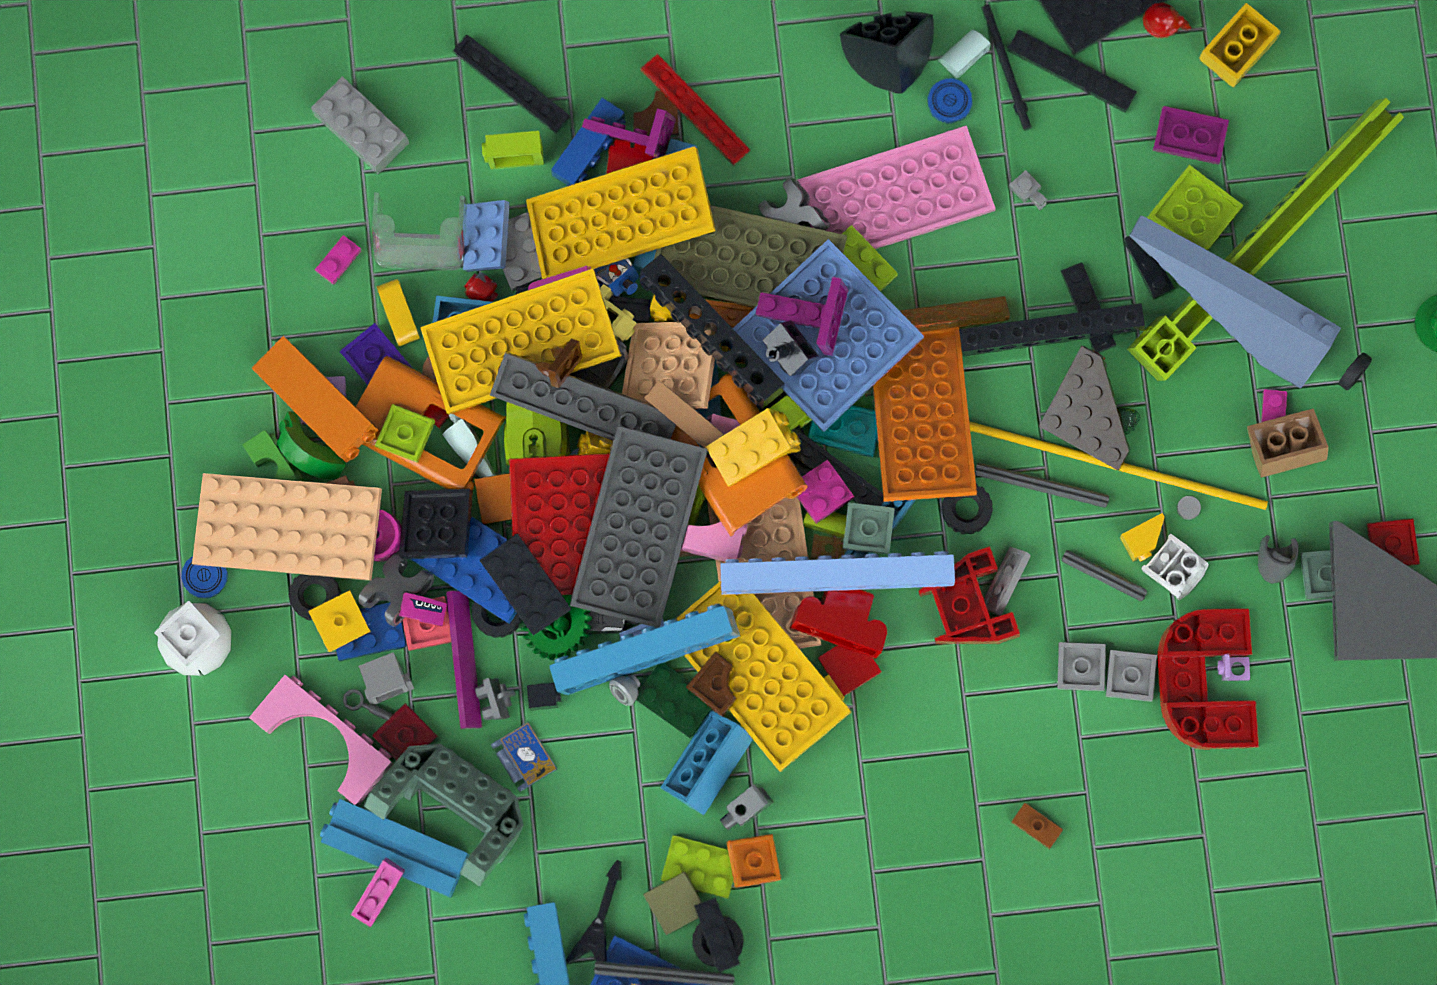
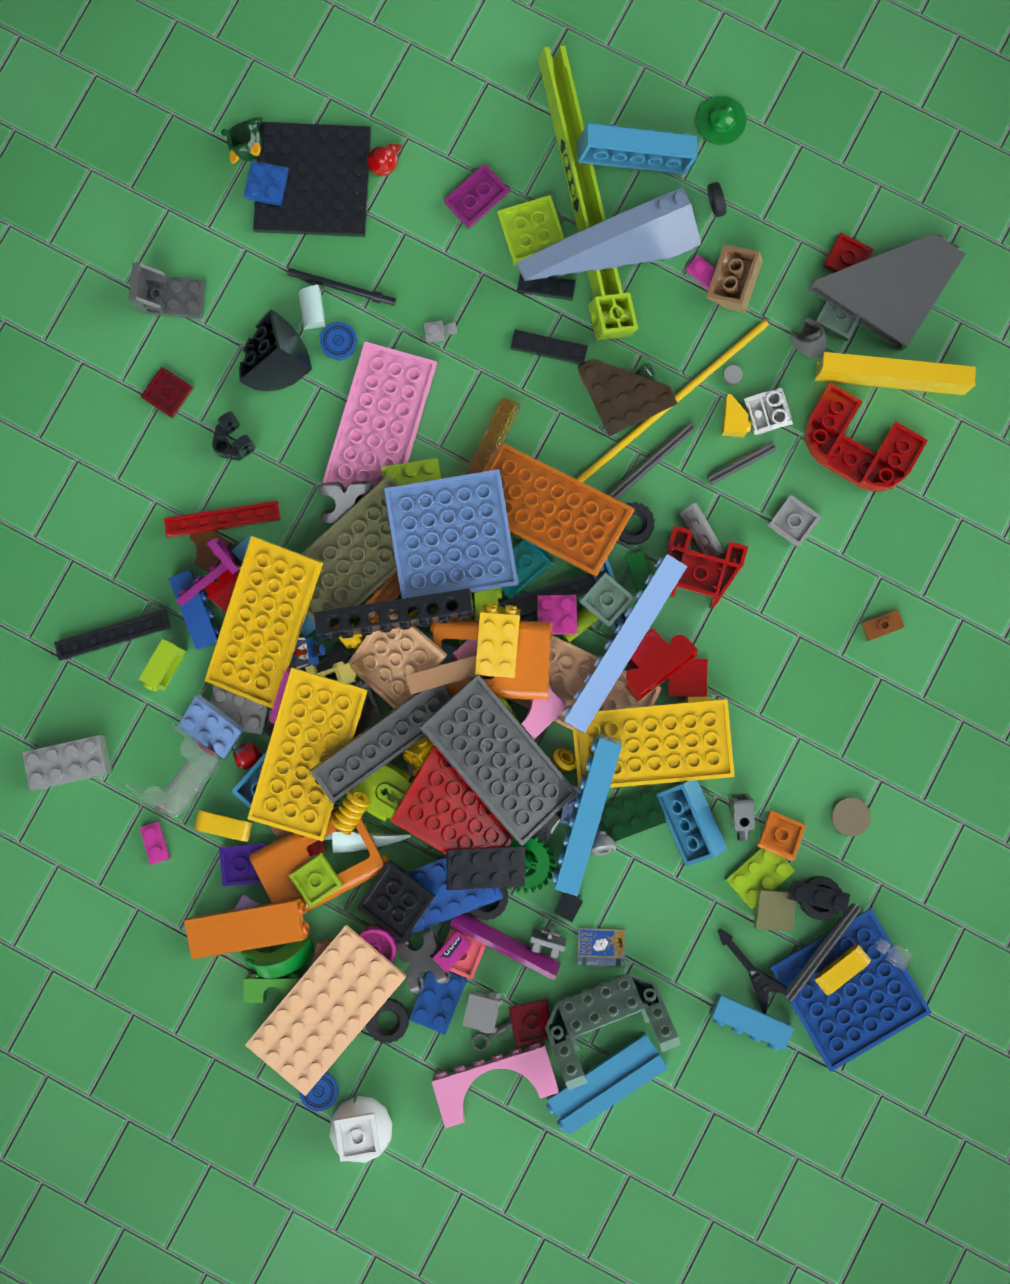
camera: 60 degrees left, 5 degrees up
(339, 621) = (419, 1016): yellow plate -> none
(378, 892) = (632, 1116): dark pink plate -> none
(492, 419) = (350, 811): none -> yellow piece
(494, 498) = (404, 846): orange tile -> none
(566, 360) = (349, 739): reddish brown tile -> none
(682, 595) = (564, 760): none -> yellow cone
(712, 684) = (643, 782): reddish brown tile -> none
(779, 80) = (243, 446): none -> black piece
(789, 348) = (446, 568): black brick -> none
(808, 313) = (428, 538): magenta piece -> none
(820, 542) = (593, 644): clear orange brick -> none
(820, 919) = (850, 816): none -> dark tan tile
(927, 541) = (638, 569): none -> green tile
(1052, 329) = (550, 380): black brick -> none
(1071, 71) = (375, 245): black plate -> none
(1131, 675) = (823, 492): light grey plate -> none
(1225, 664) = (861, 425): lavender bracket -> none
(1239, 45) = (437, 119): yellow brick -> none
(1301, 665) = (895, 373): none -> yellow tile
(1346, 256) = (636, 148): none -> dark azure brick

